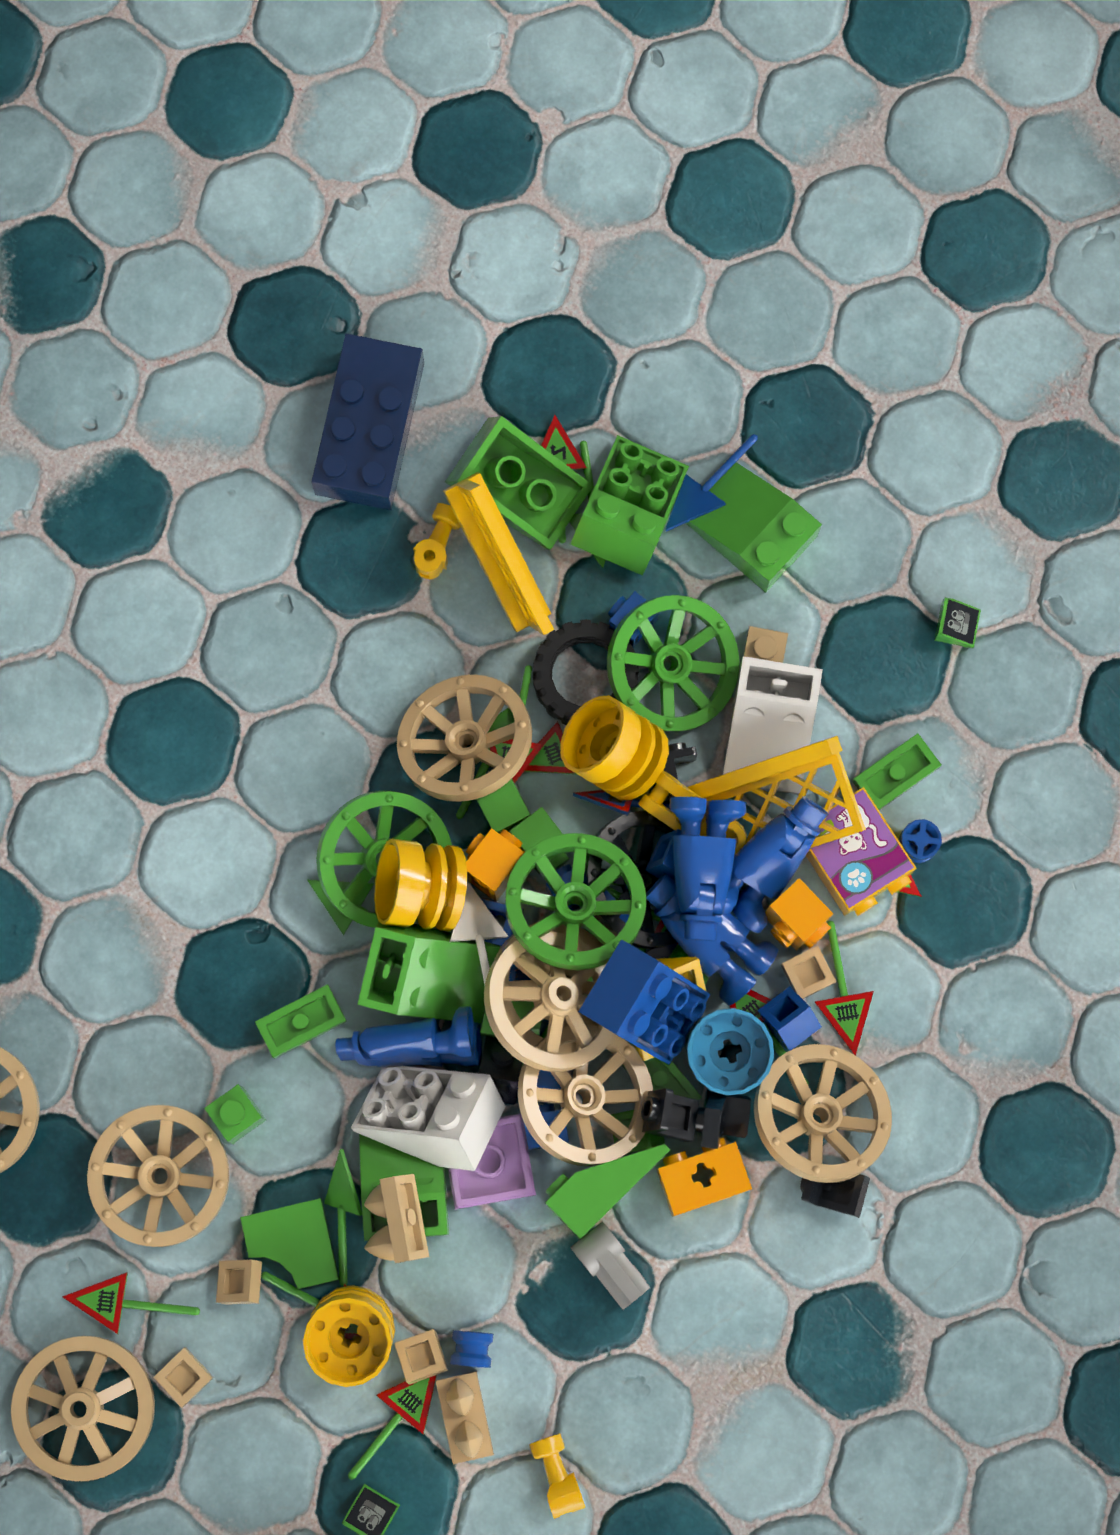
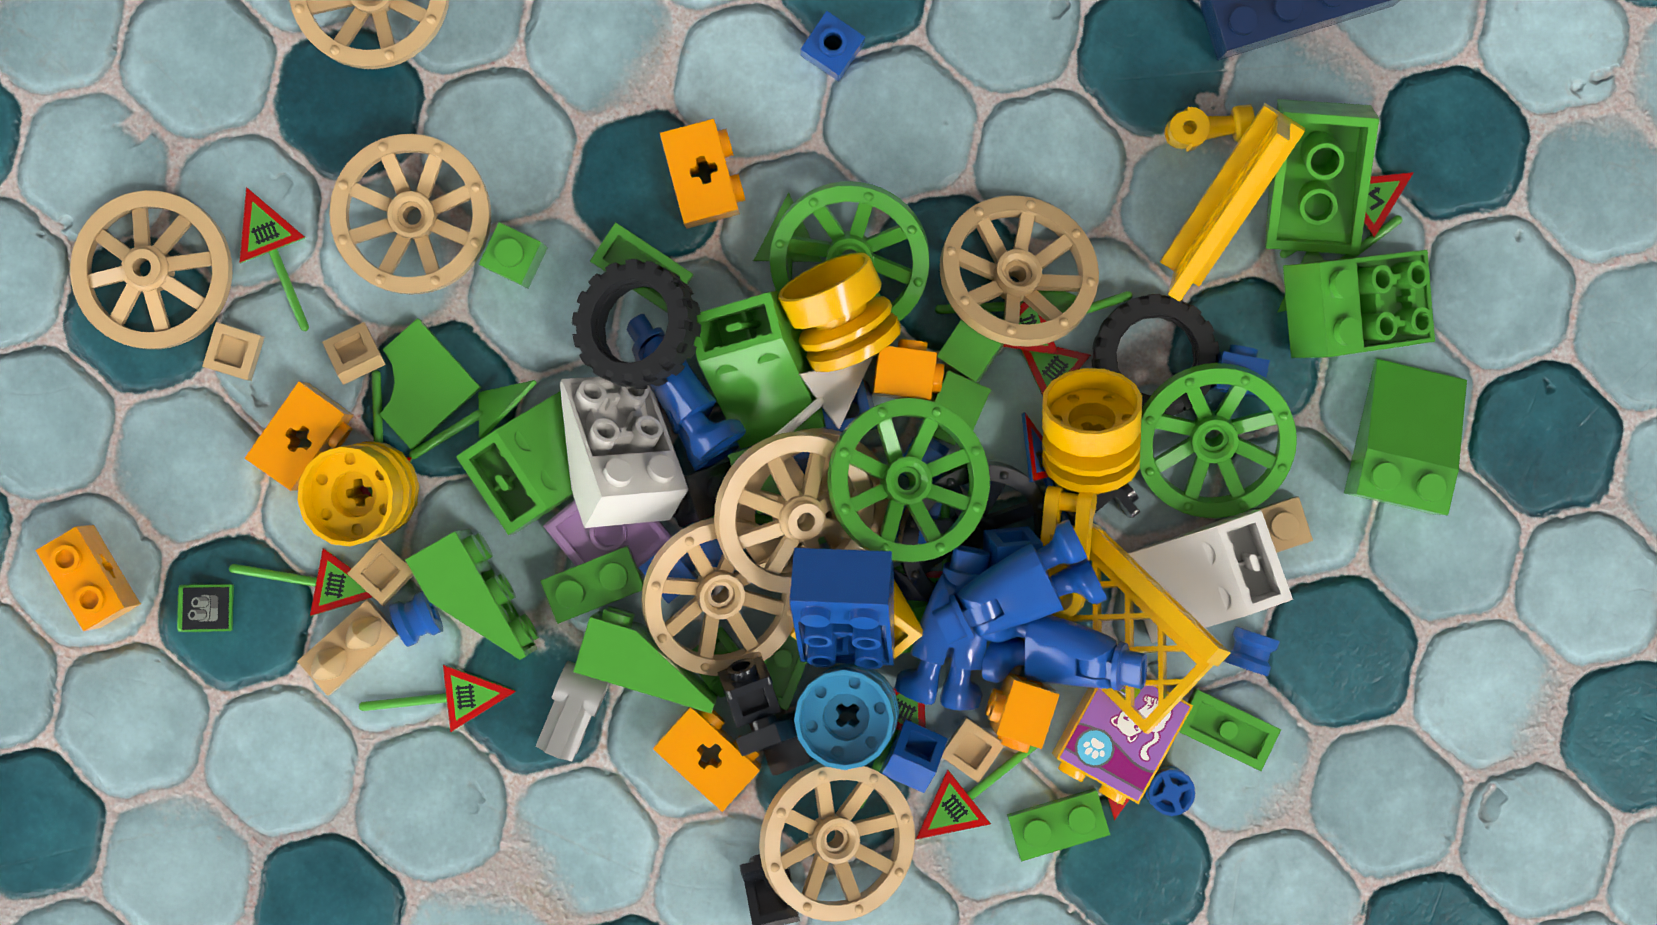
camera: 60 degrees right, 10 degrees up
(224, 795) = (832, 62): none -> blue plate
(260, 1347) = (303, 410): none -> light orange brick
(274, 950) = (686, 149): none -> light orange brick
(306, 1063) = (594, 312): none -> black tyre
(405, 1233) = (480, 494): tan tile -> none
(462, 1294) = (464, 585): none -> bright green slope
(522, 1193) = (592, 584): none -> bright green plate
(553, 1346) = (465, 697): none -> piece
(563, 1490) = (332, 782): yellow leg -> none
(696, 499) = (1402, 371): blue piece -> none
(846, 722) = (1252, 651): none -> blue wheel
(901, 940) = (1058, 824): none -> bright green plate
(957, 623) = (1419, 707): slope -> none

